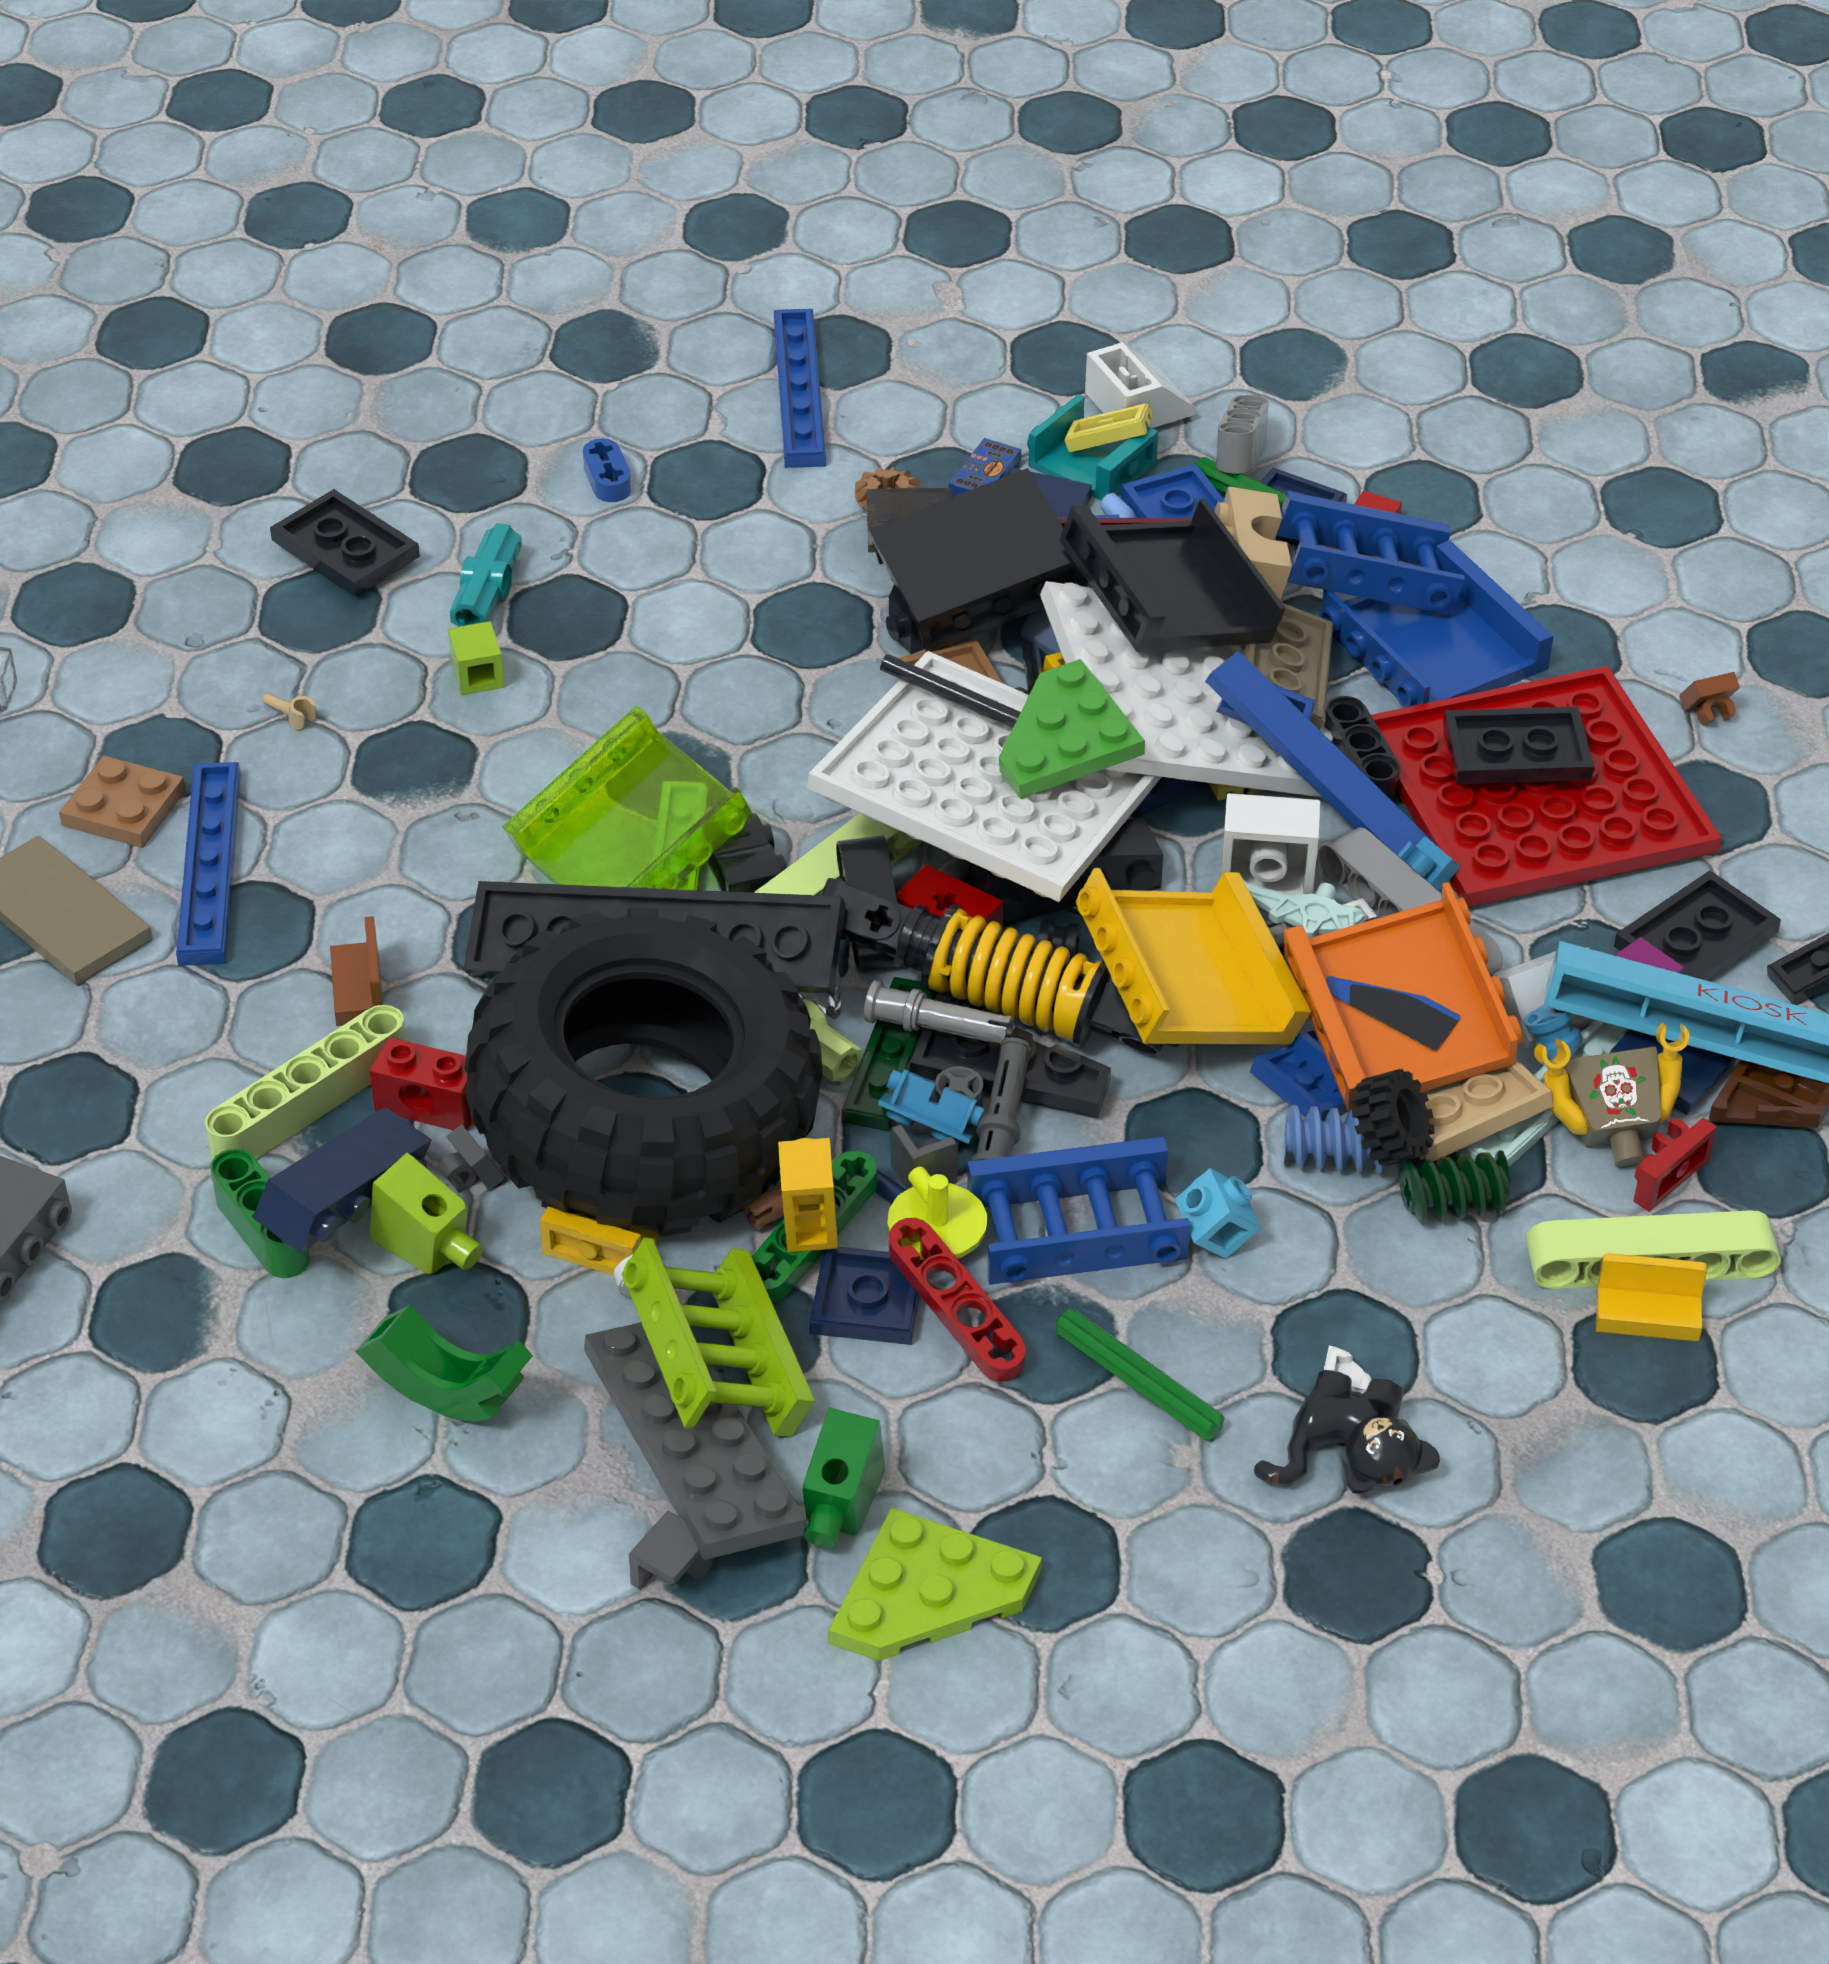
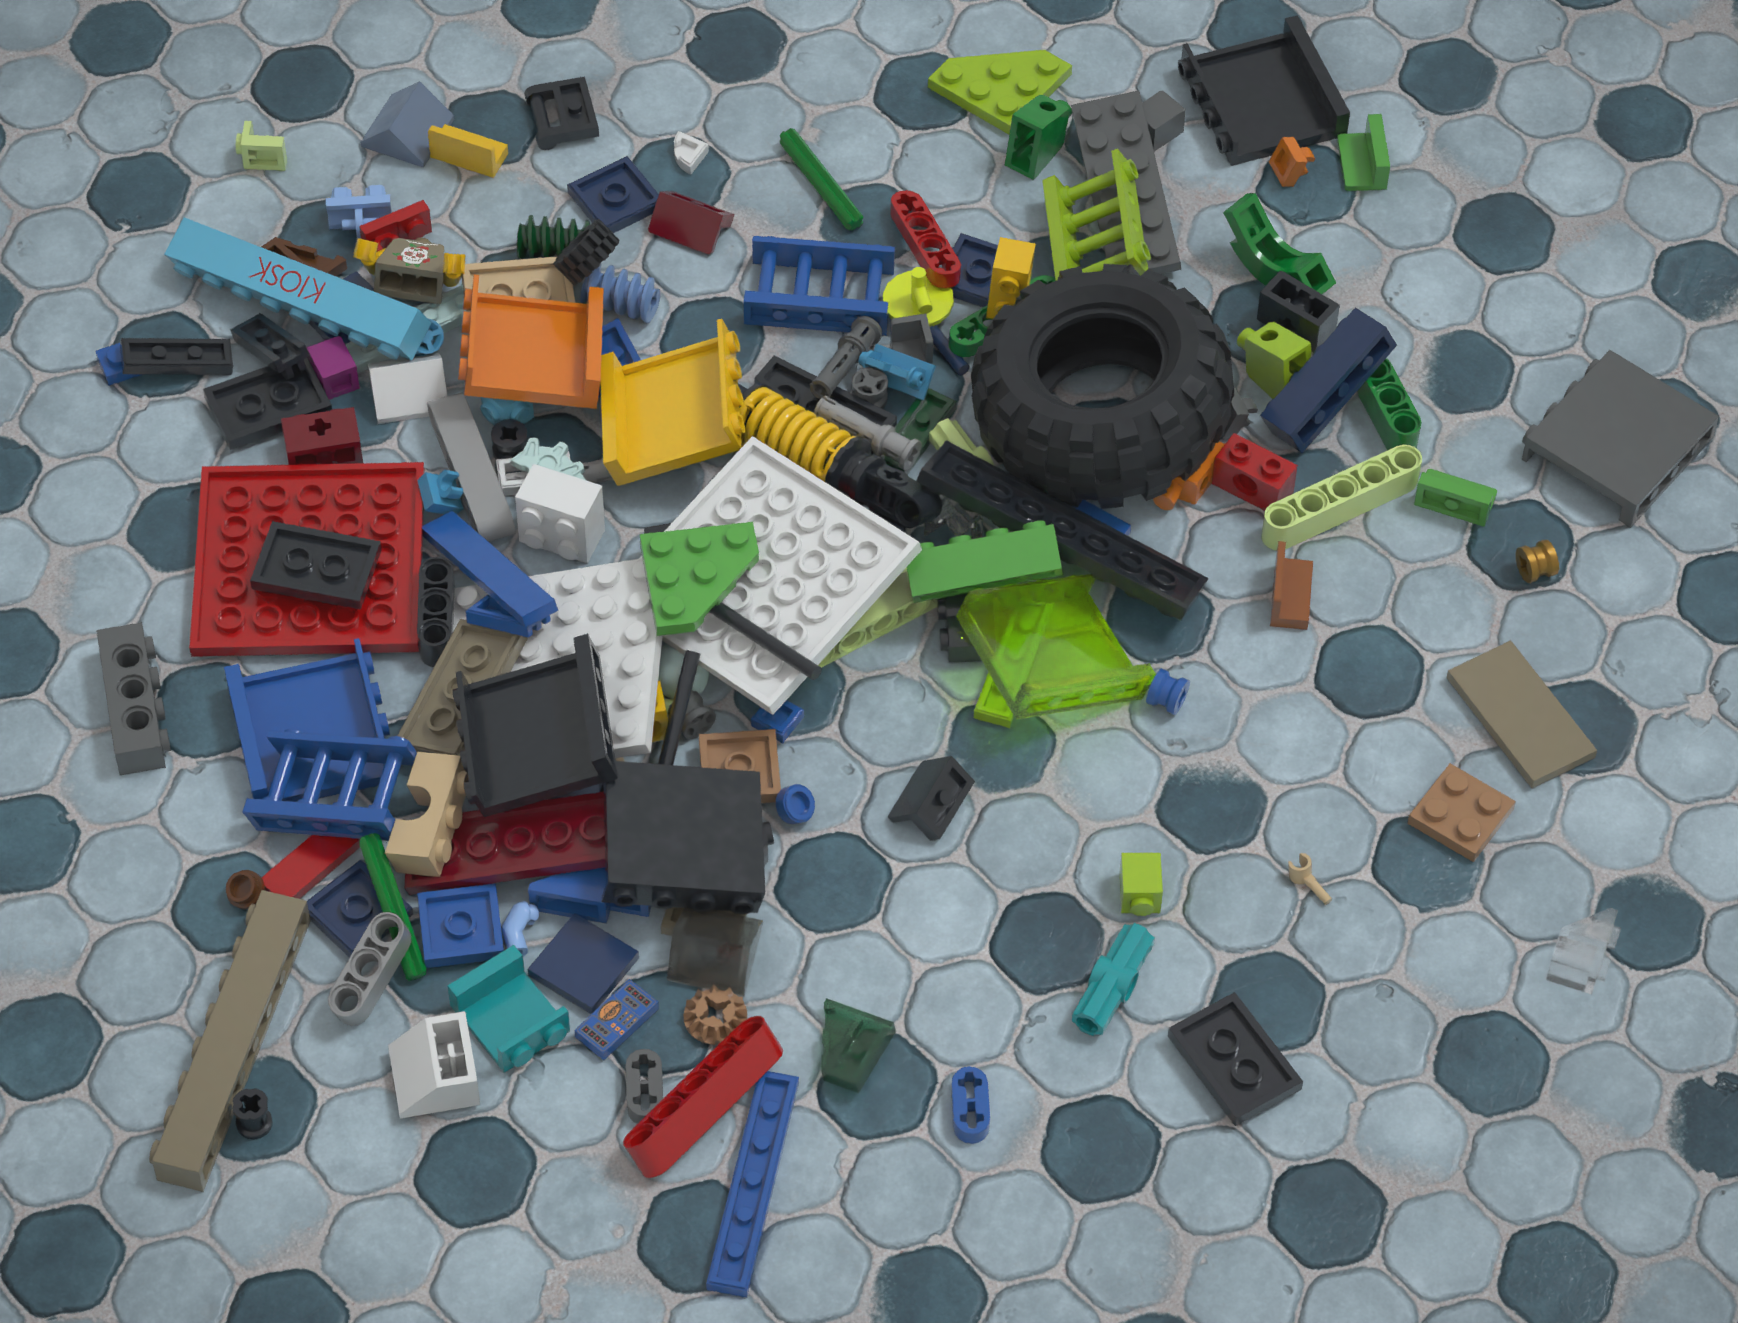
camera: 165 degrees left, 10 degrees up
(44, 1062) = (1537, 561): none -> pearl gold wheel
(156, 1128) = (1455, 496): none -> bright green panel
(208, 864) = (1394, 737): blue tile -> none
(342, 1586) = (1365, 157): none -> bright green panel
(389, 1279) = (1298, 309): none -> black brick
(449, 1540) = (1290, 161): none -> orange tile
(485, 837) = (1168, 691): none -> blue wheel
(520, 1656) = (1265, 93): none -> black panel
(734, 693) = (933, 796): none -> black panel
(734, 846) = (984, 562): none -> bright green brick
(741, 487) = (852, 1044): none -> clear green wing
(868, 413) = (703, 1097): none -> red beam
(871, 656) = (795, 804): none -> blue tile
(933, 428) = (635, 1087): none -> dark grey beam
(1108, 427) = (494, 994): light yellow tile -> none
(1218, 1212) = (727, 253): medium azure brick -> none
(1291, 1275) = (688, 221): none -> dark red panel
(1292, 336) = (249, 1118): none -> black bush
(1348, 384) = (230, 1041): none -> dark tan brick
(1379, 1444) = (693, 106): black animal -> none
(1403, 1011) = (530, 340): black sticker -> none
(1410, 492) = (244, 888): none -> reddish brown plate
(1413, 1292) = (615, 195): none -> dark blue tile
(1538, 1392) = (573, 110): none -> black plate
(1601, 897) = (323, 438): none -> dark red brick
(1638, 617) = (133, 748): none -> dark grey brick
(1711, 693) = (121, 606): dark orange tile -> none
(1719, 961) = (271, 345): none -> black hinge
(1729, 1243) = (446, 177): yellowish green beam -> none
(1735, 1173) = (351, 212): none -> light blue hips
(1753, 1318) = (404, 125): none -> sand blue slope

